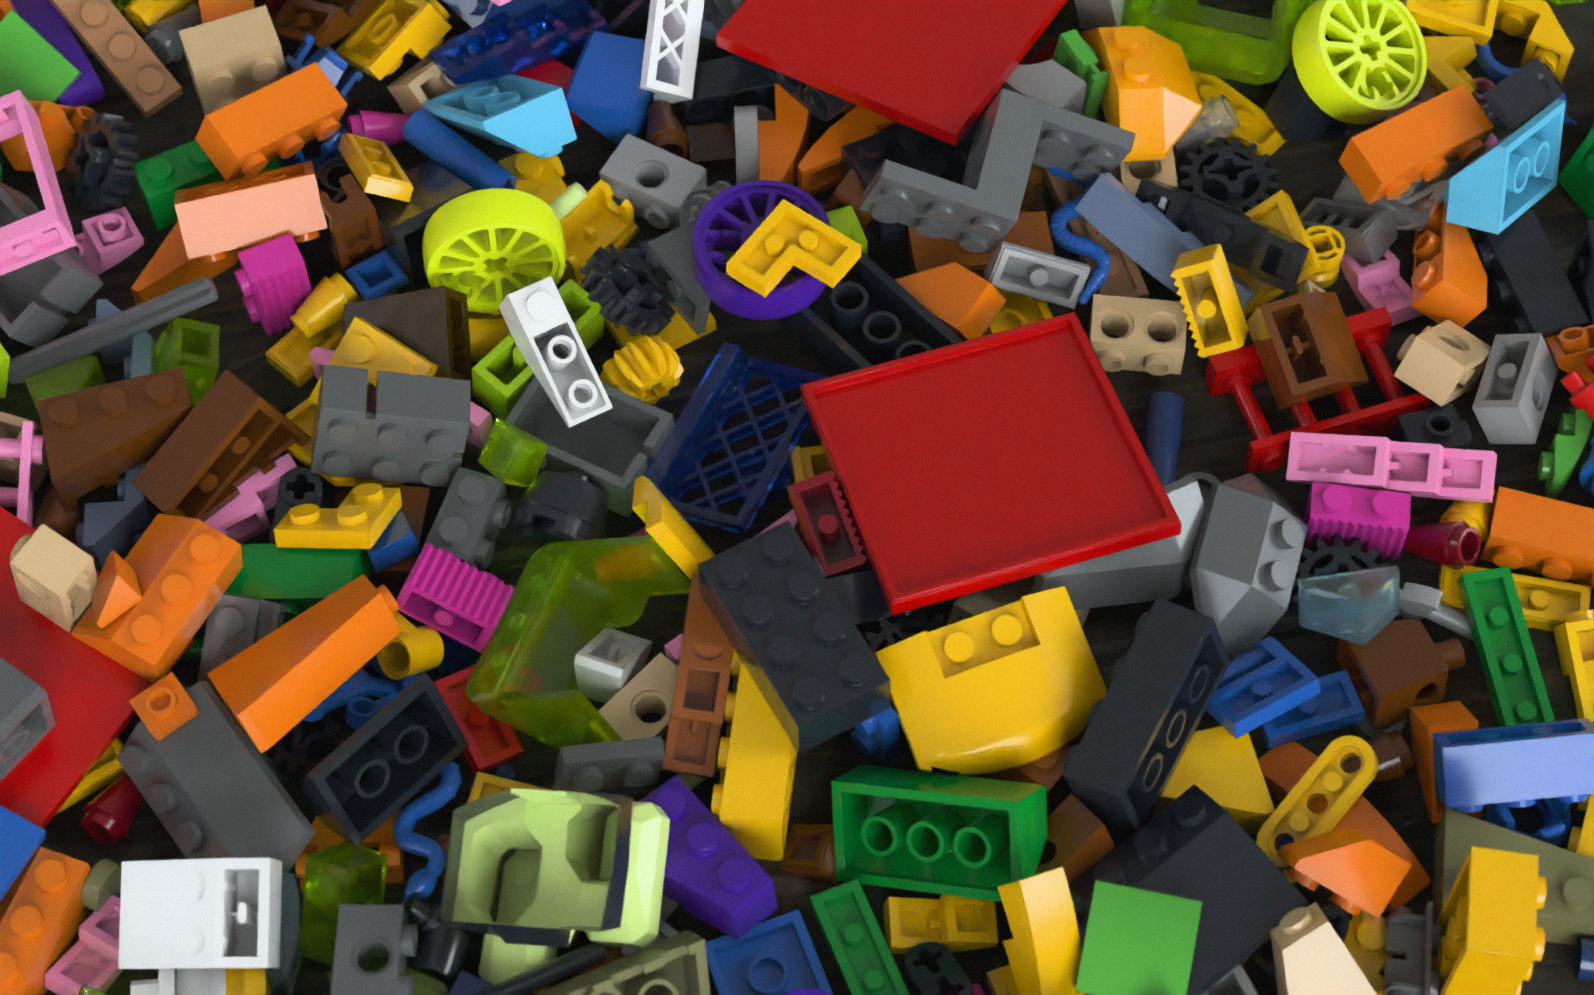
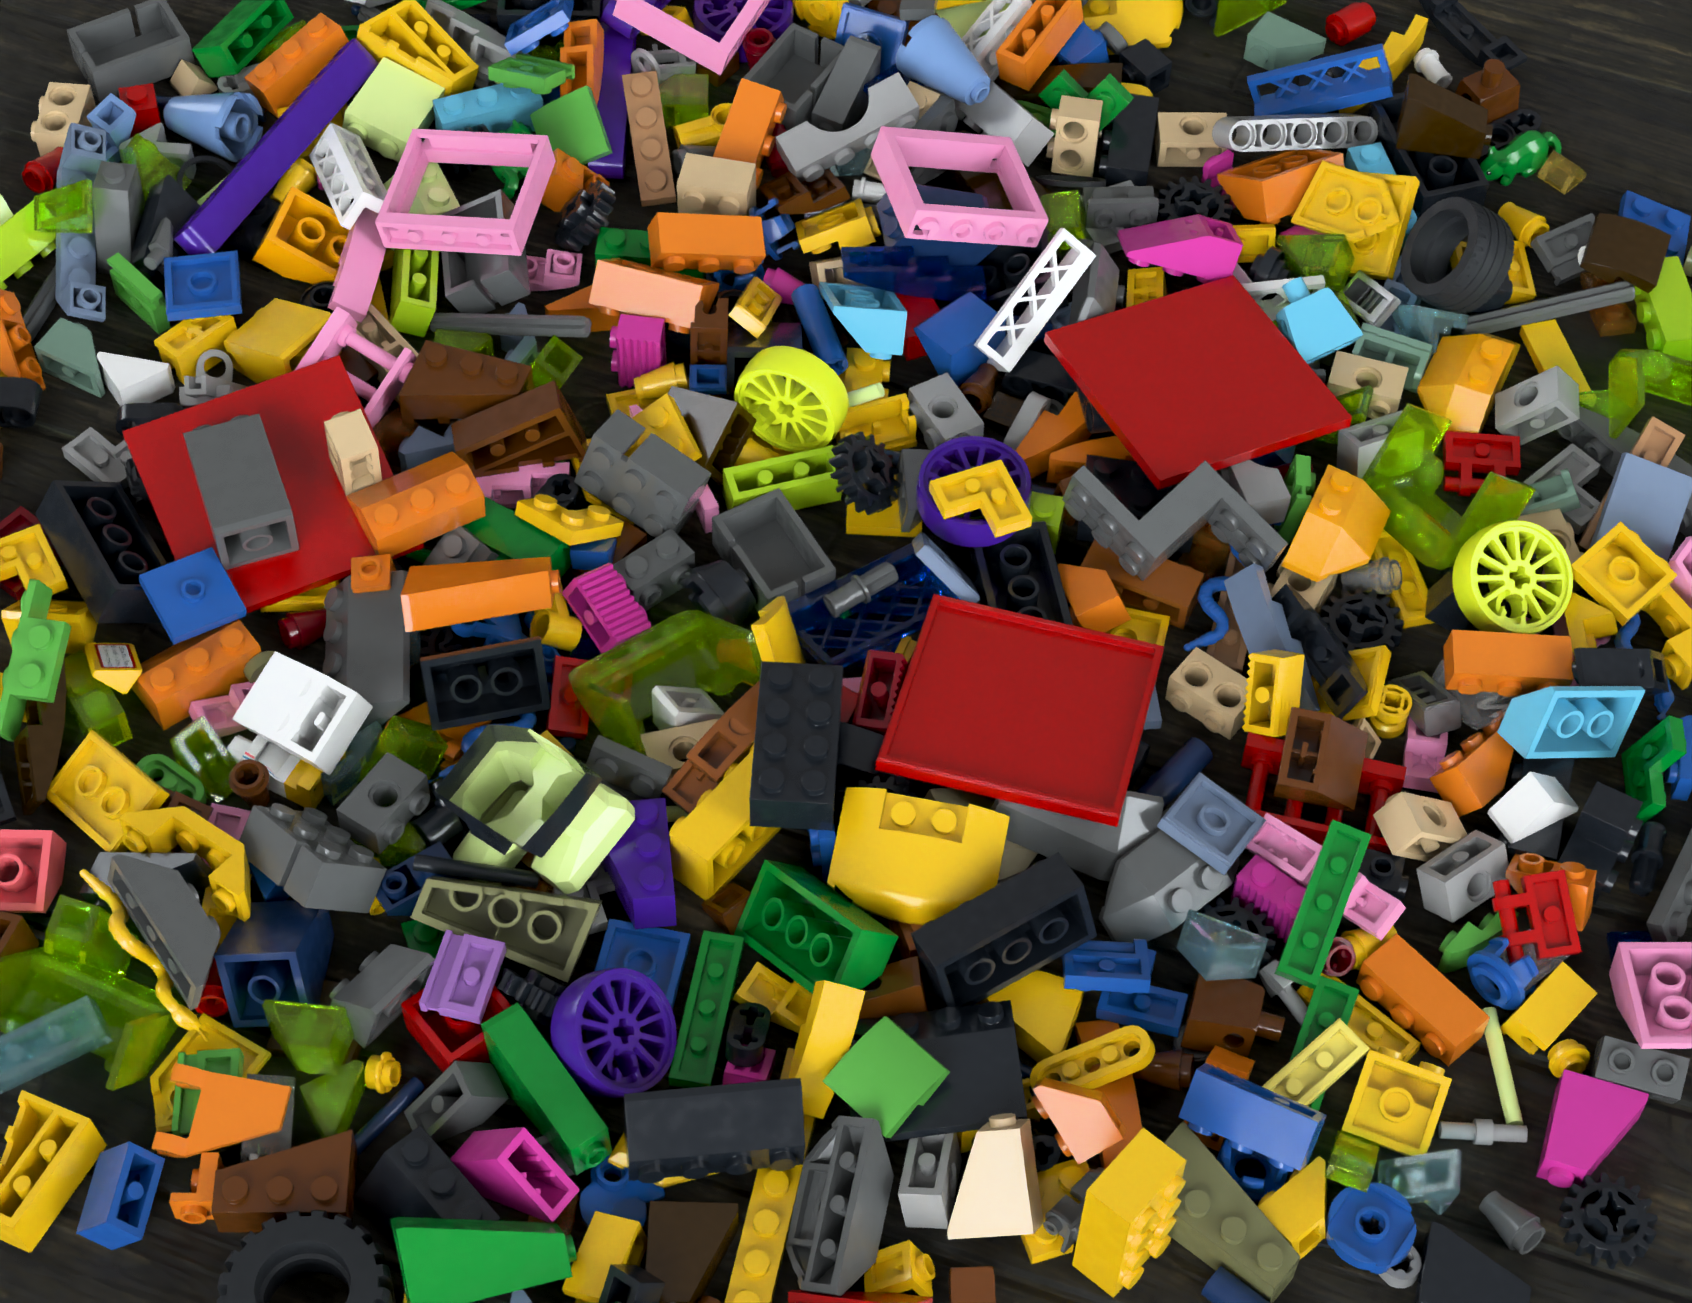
camera: 30 degrees right, 5 degrees down
(115, 590) = (387, 480): orange slope -> none
(512, 454) = (710, 538): clear neon green slope -> none
(555, 351) = (782, 484): white slope -> none
(644, 369) = (842, 533): yellow gear -> none
(712, 422) = (860, 589): none -> dark grey axle
(785, 350) = (945, 568): none -> sand blue tile
(1036, 274) = (1163, 612): light grey slope -> none
(1255, 475) = (1211, 823): none -> sand blue tile
(1424, 498) = (1323, 904): none -> green plate
(1526, 669) = (1319, 1064): none -> light yellow tile
(1534, 283) = (1531, 806): none -> white slope

